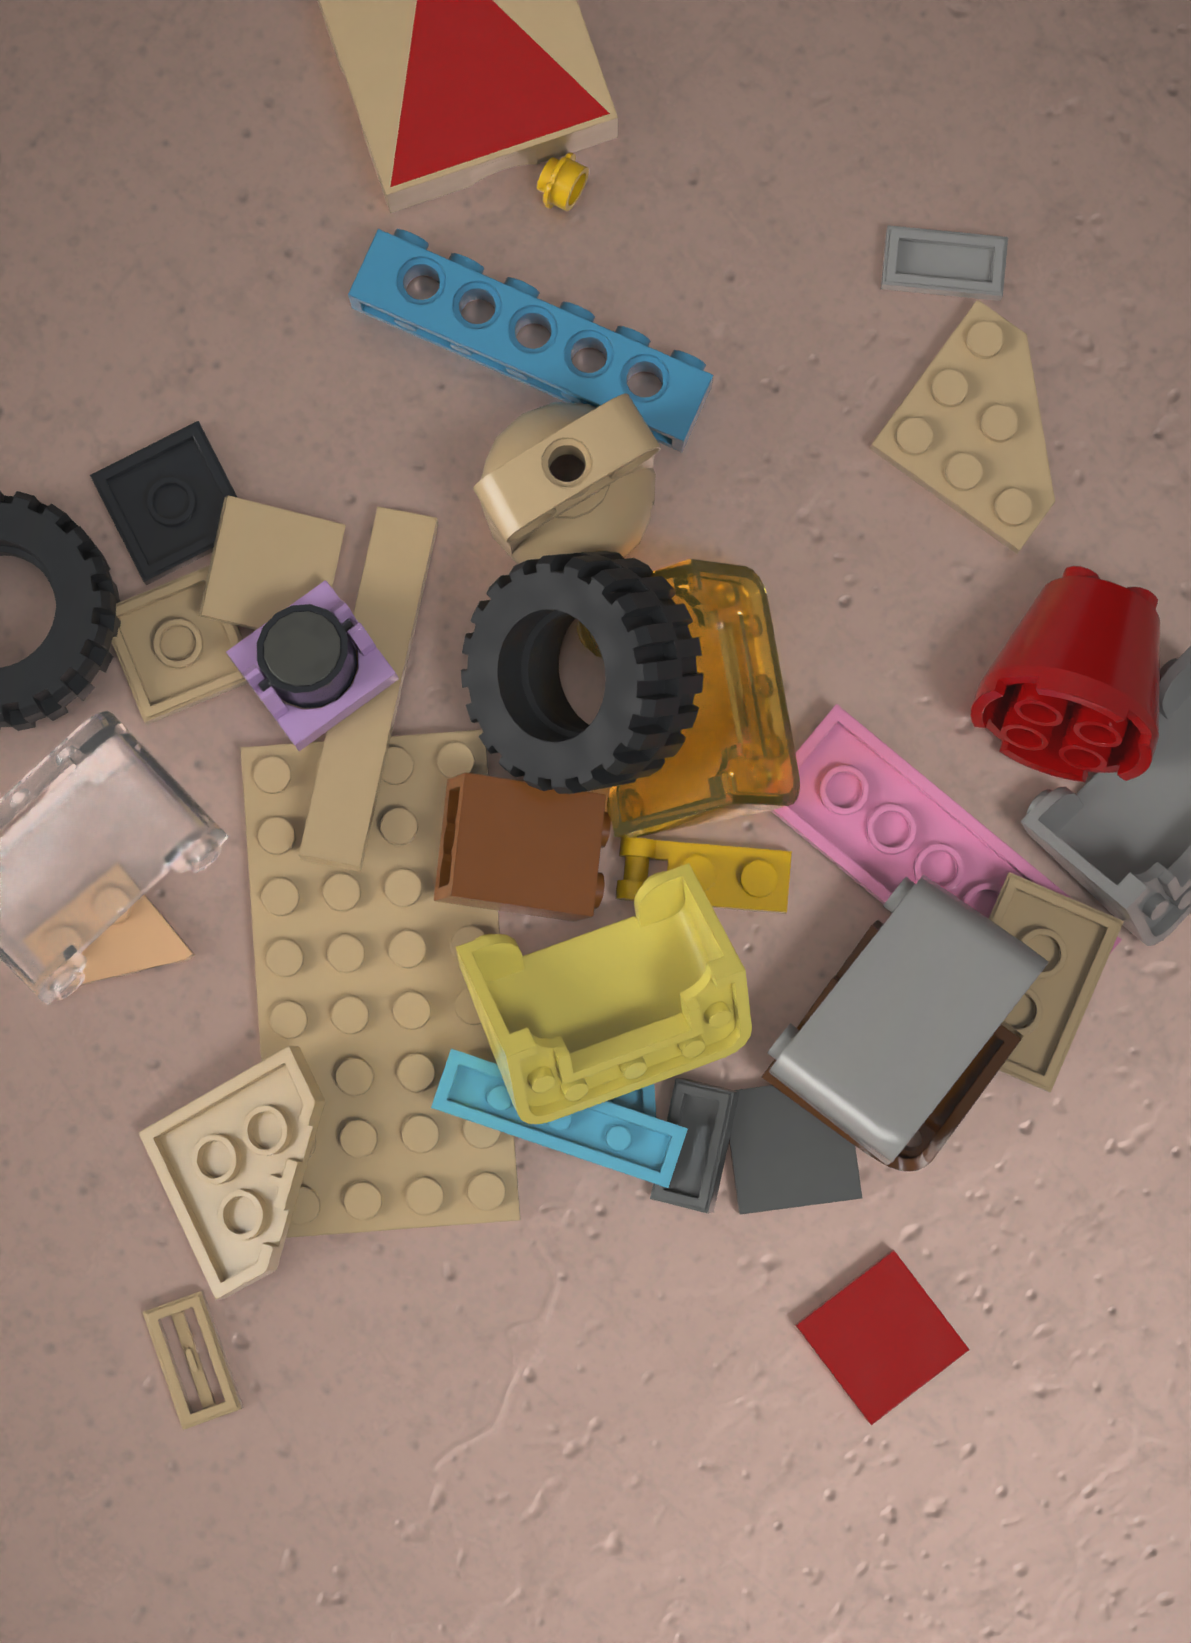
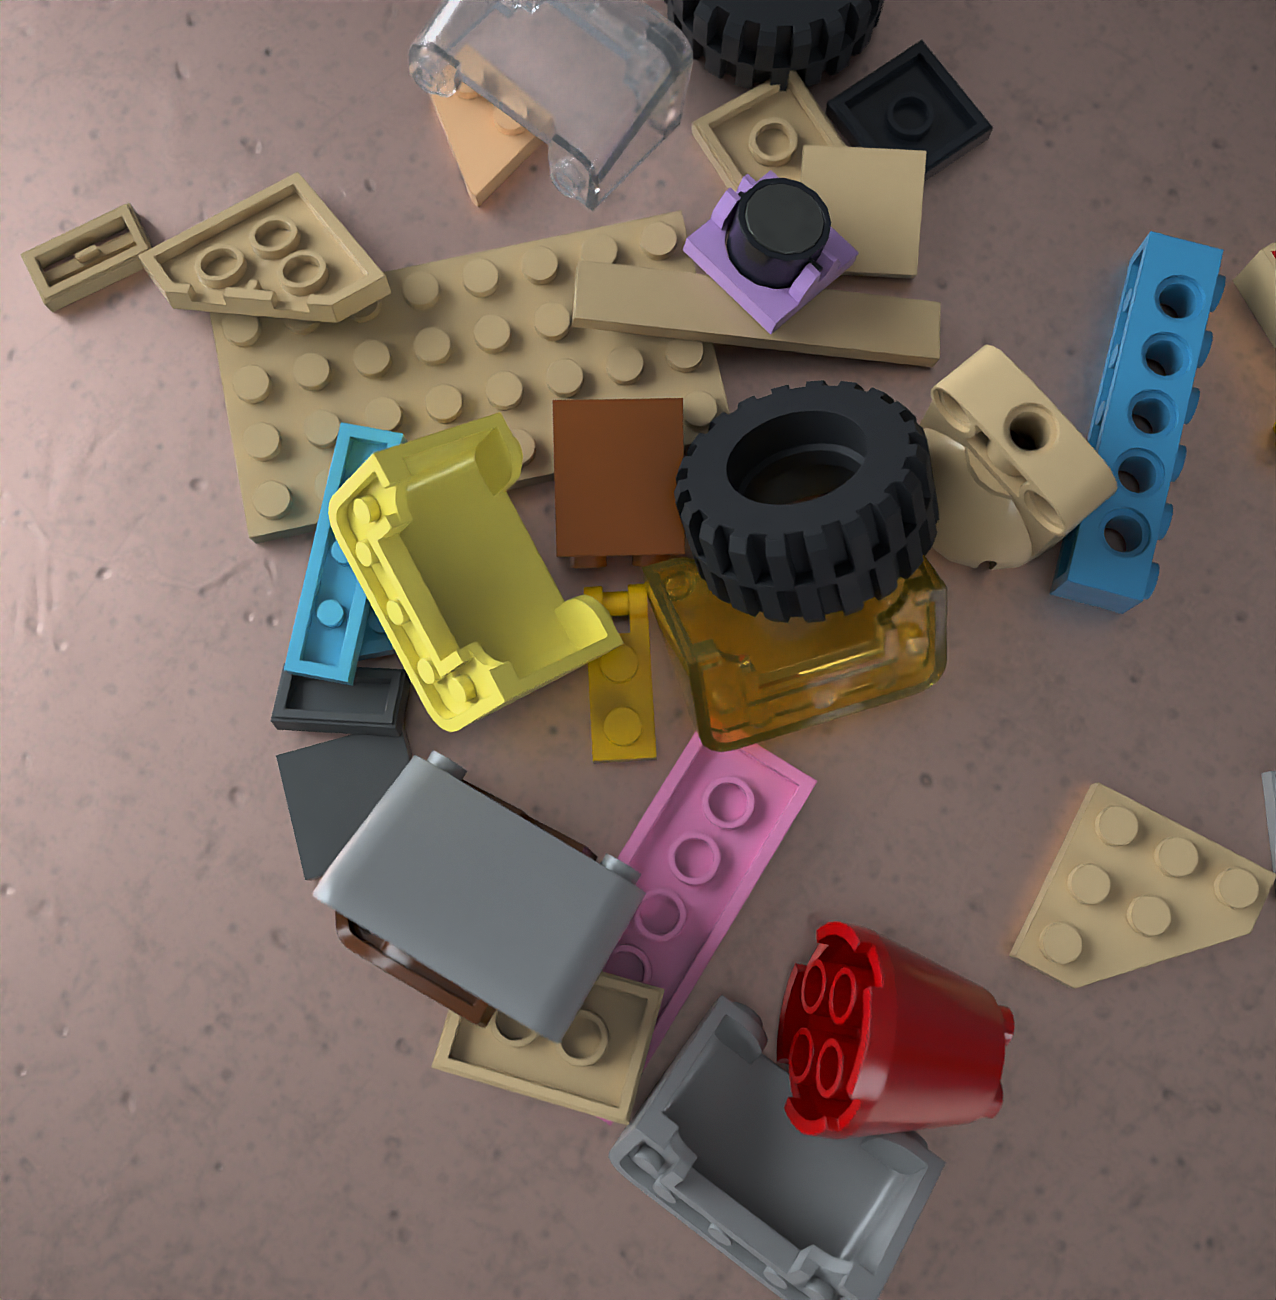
camera: 85 degrees right, 5 degrees down
(882, 1337) = (165, 921): red tile -> none

